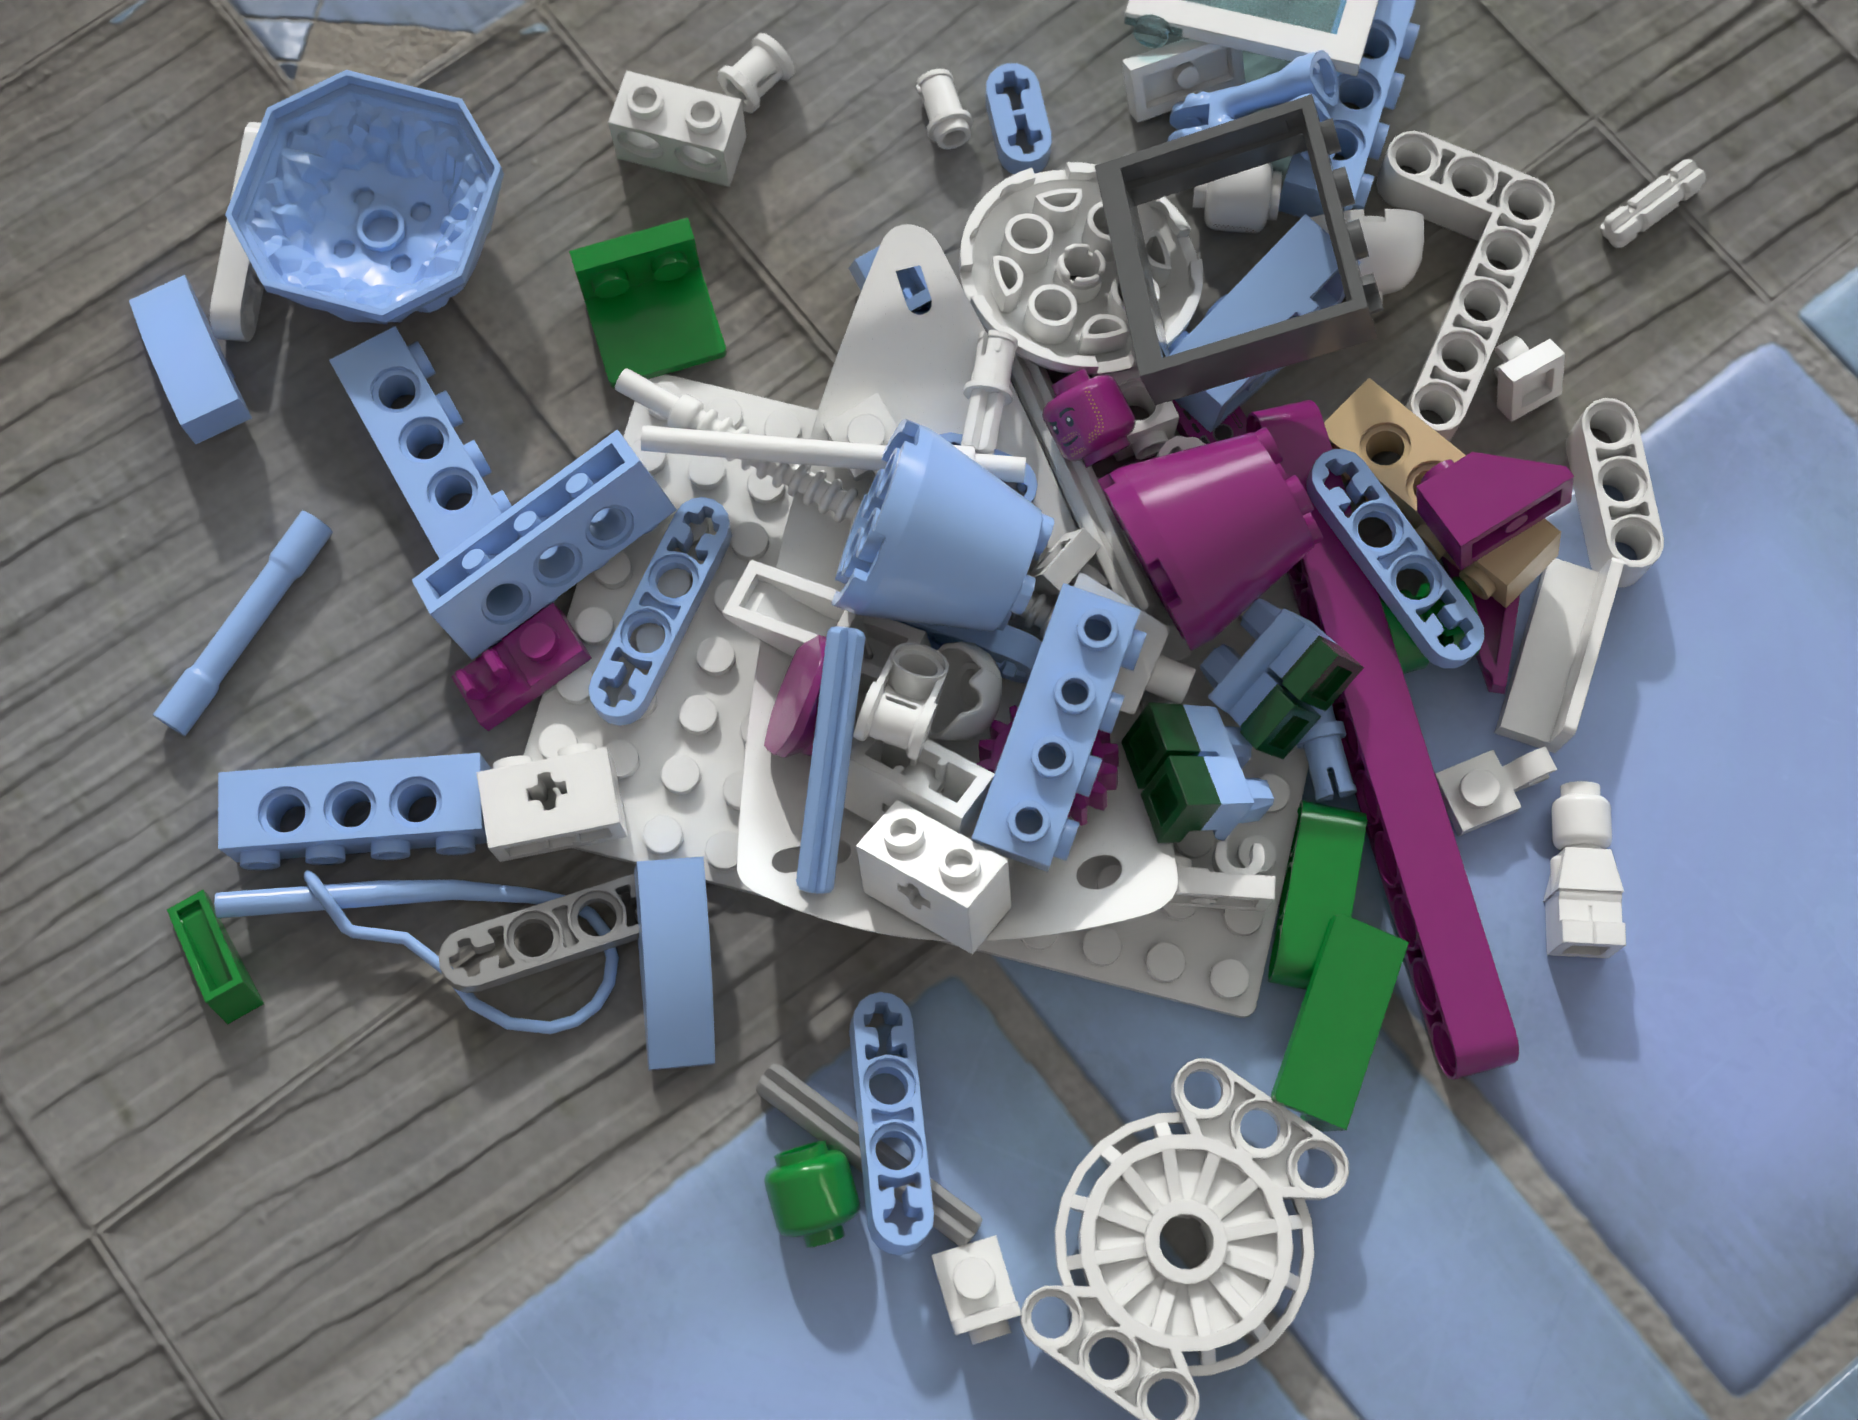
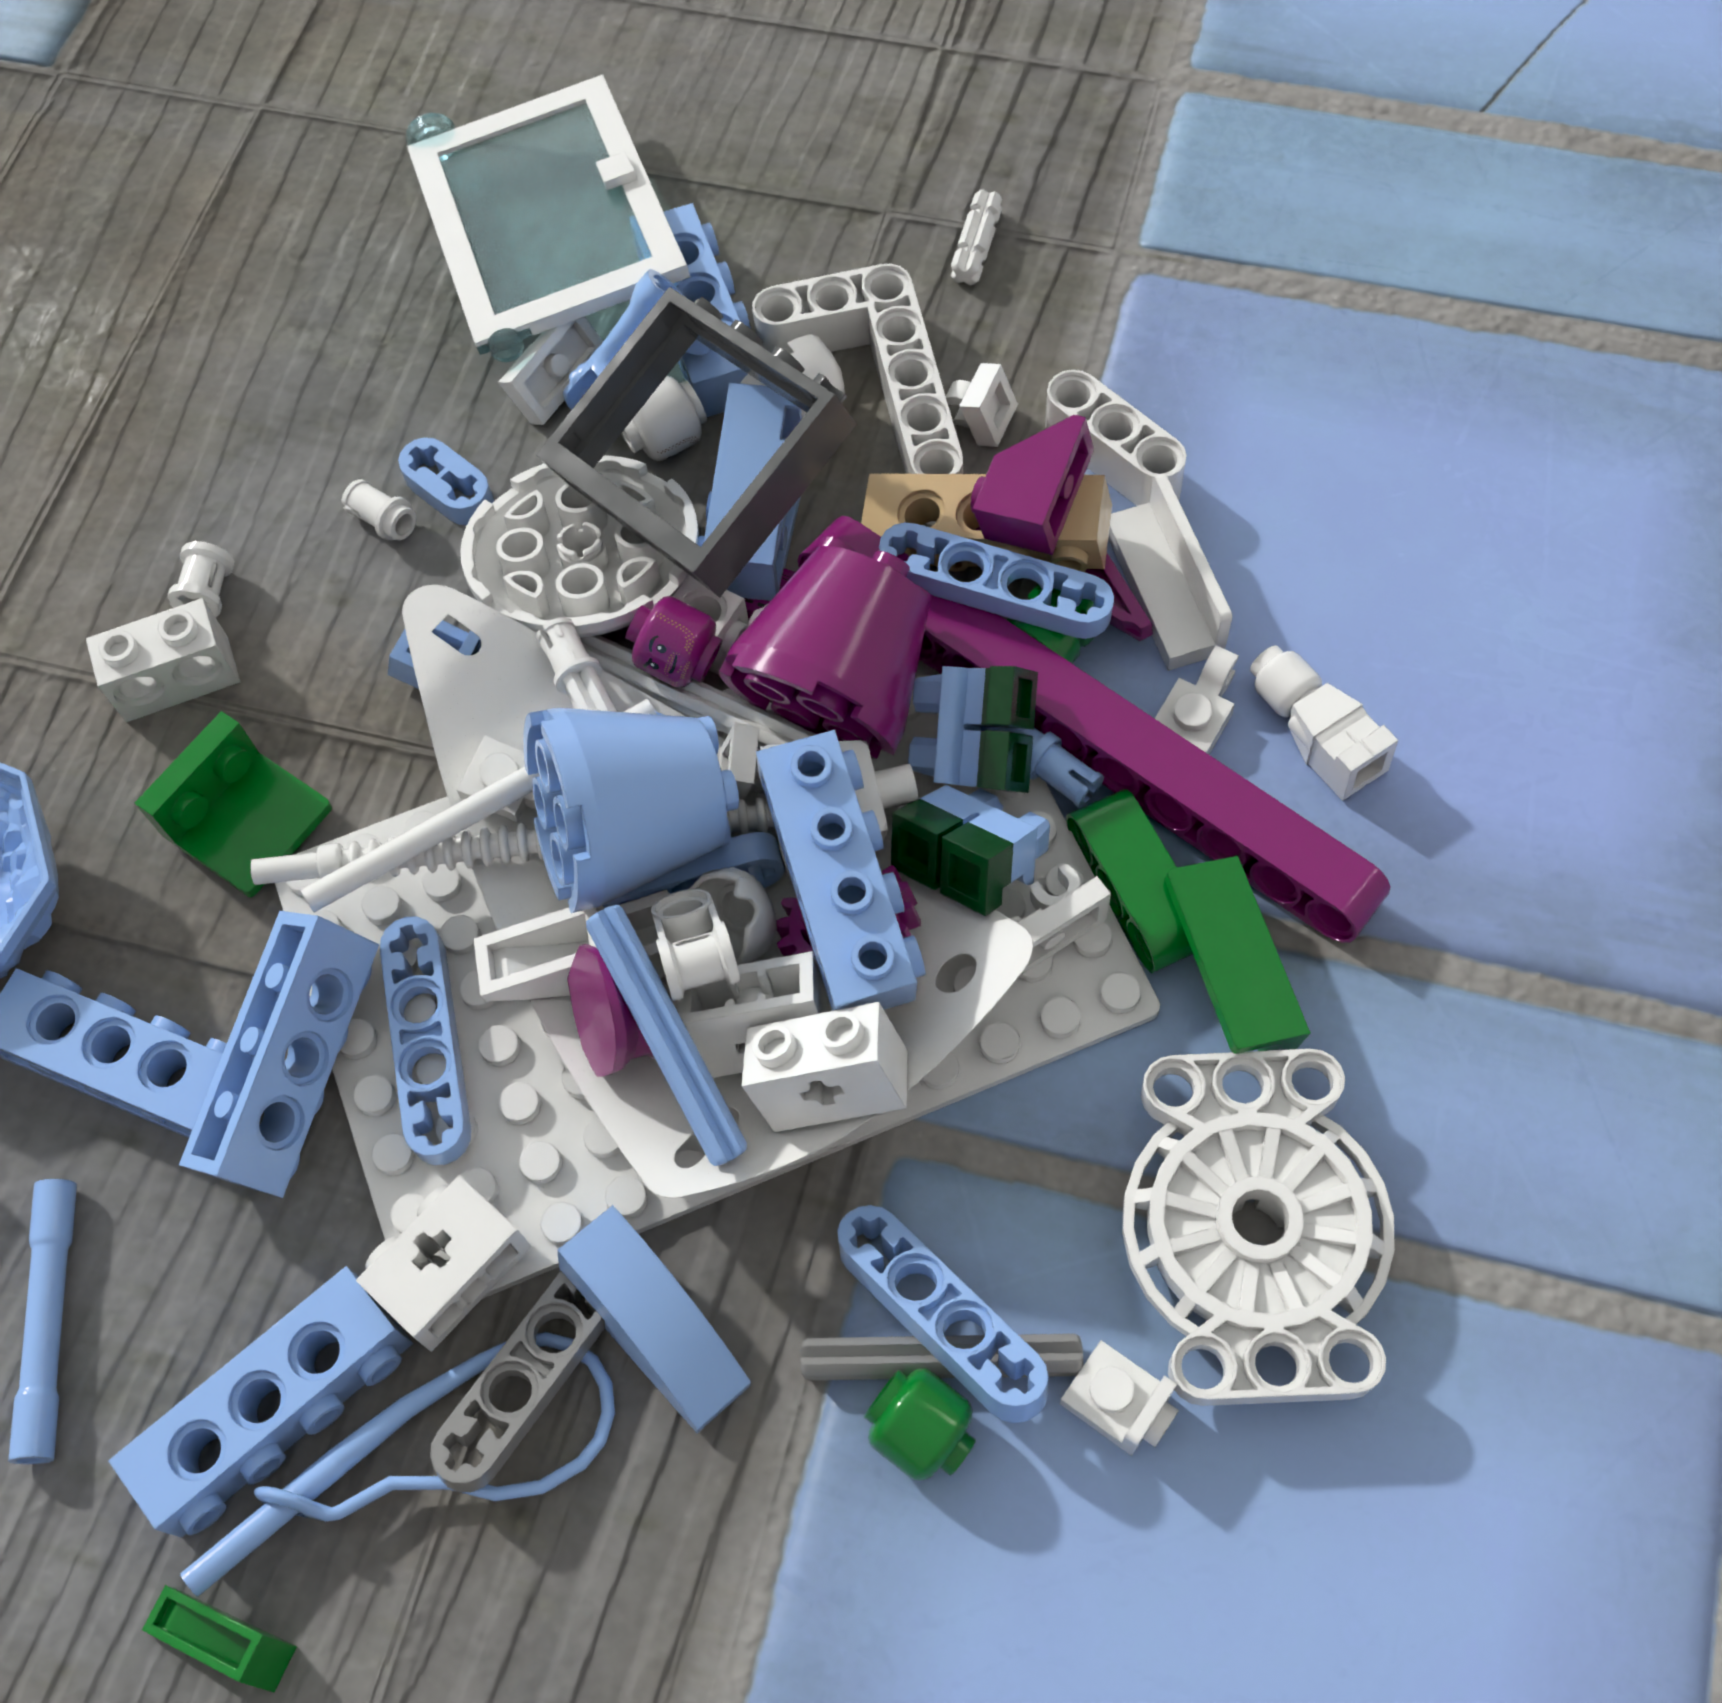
camera: 30 degrees left, 10 degrees down
(521, 667) = (331, 1174): magenta plate -> none

